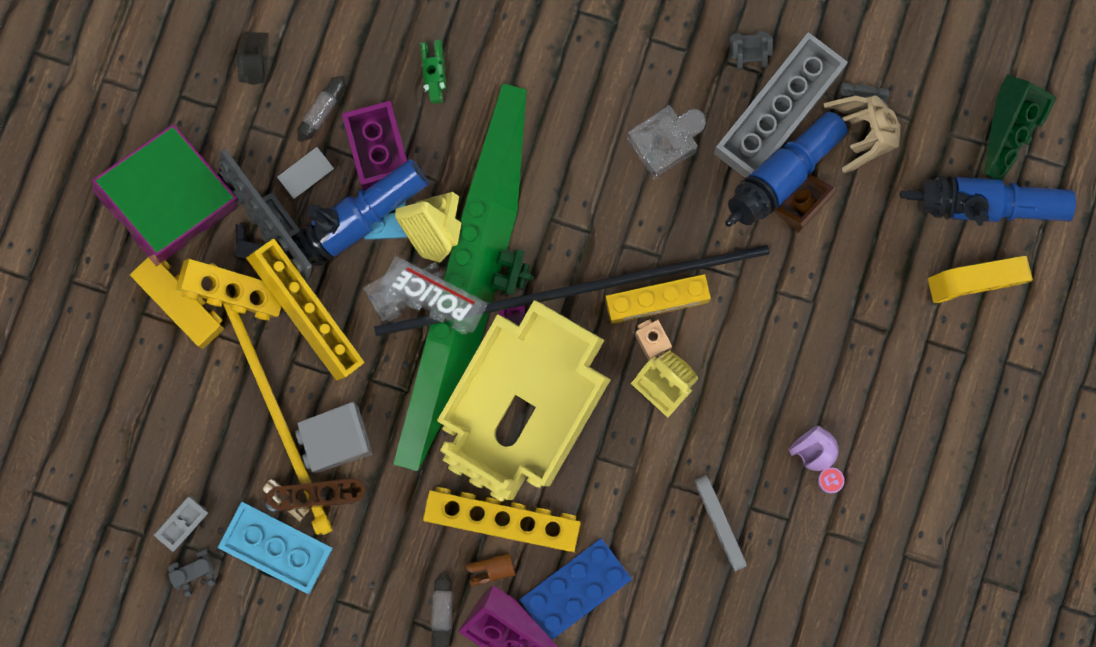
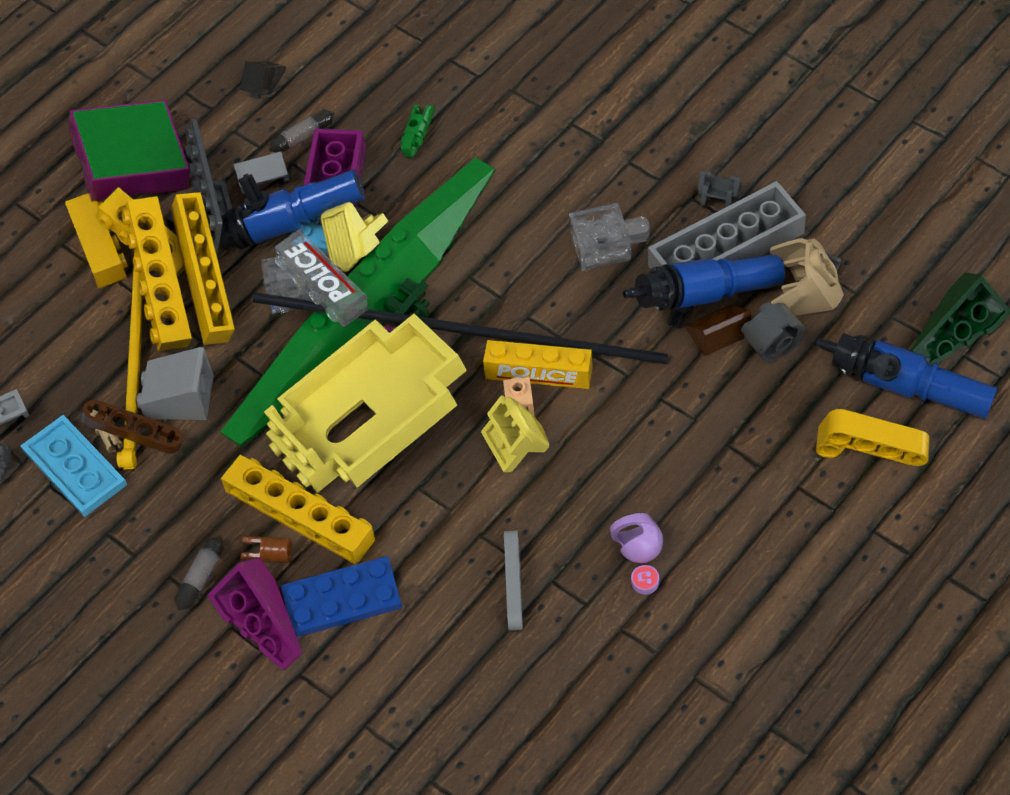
camera: 25 degrees right, 25 degrees down
(309, 378) = (148, 212): none -> yellow brick
(858, 196) = (773, 331): none -> dark grey brick

